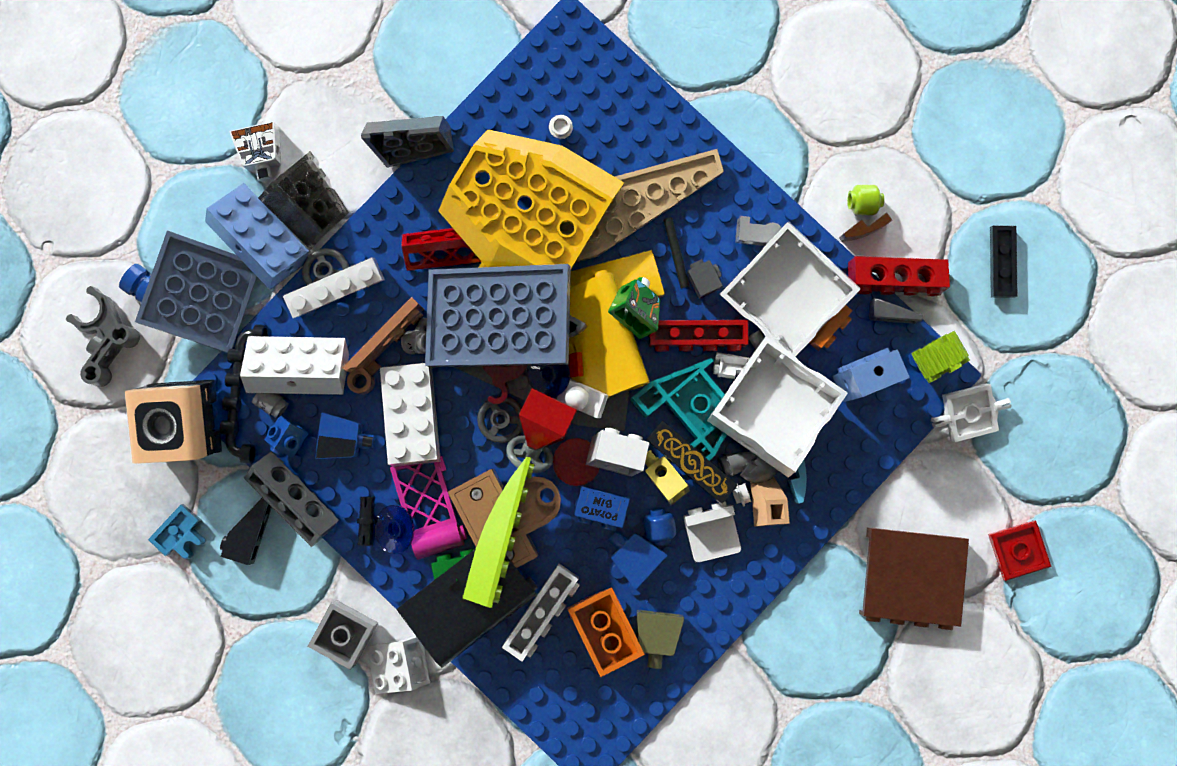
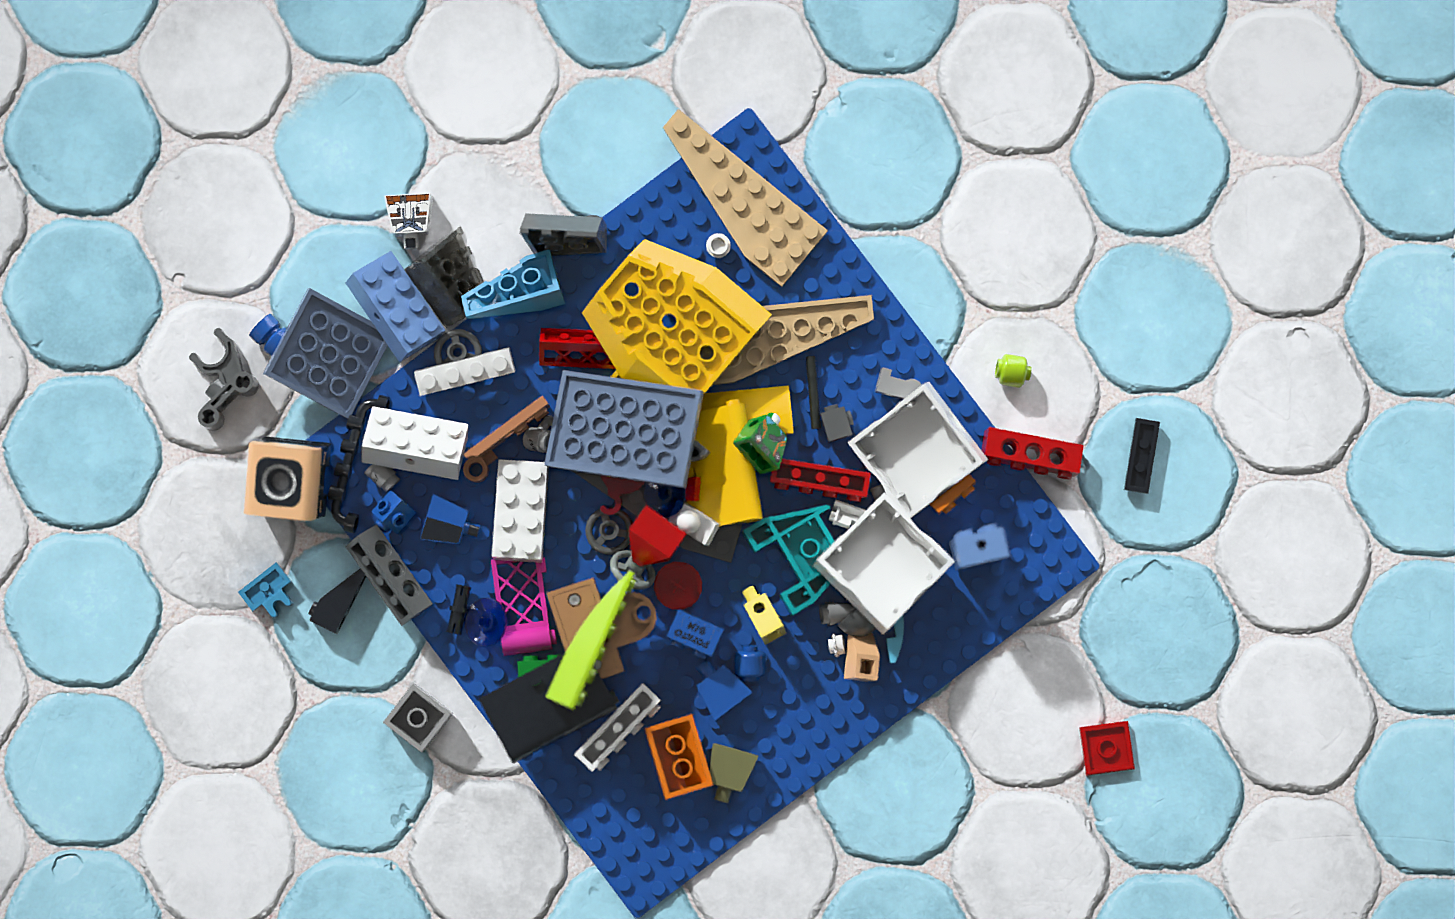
camera: 10 degrees right, 0 degrees up
(376, 199) = (523, 288): none -> dark azure wedge
(398, 666) = (466, 758): white bracket -> none
(594, 93) = (758, 216): none -> tan wing
(617, 452) = (719, 582): white brick -> none
(691, 462) = (790, 604): black tile -> none
(712, 532) = (801, 677): white bracket -> none
(862, 230) = (1001, 399): reddish brown slope -> none
(888, 312) = (1012, 487): flat silver slope -> none
(915, 578) = (995, 757): copper panel -> none
(941, 356) = (1057, 541): lime brick -> none
(970, 412) = (1080, 602): white plate -> none

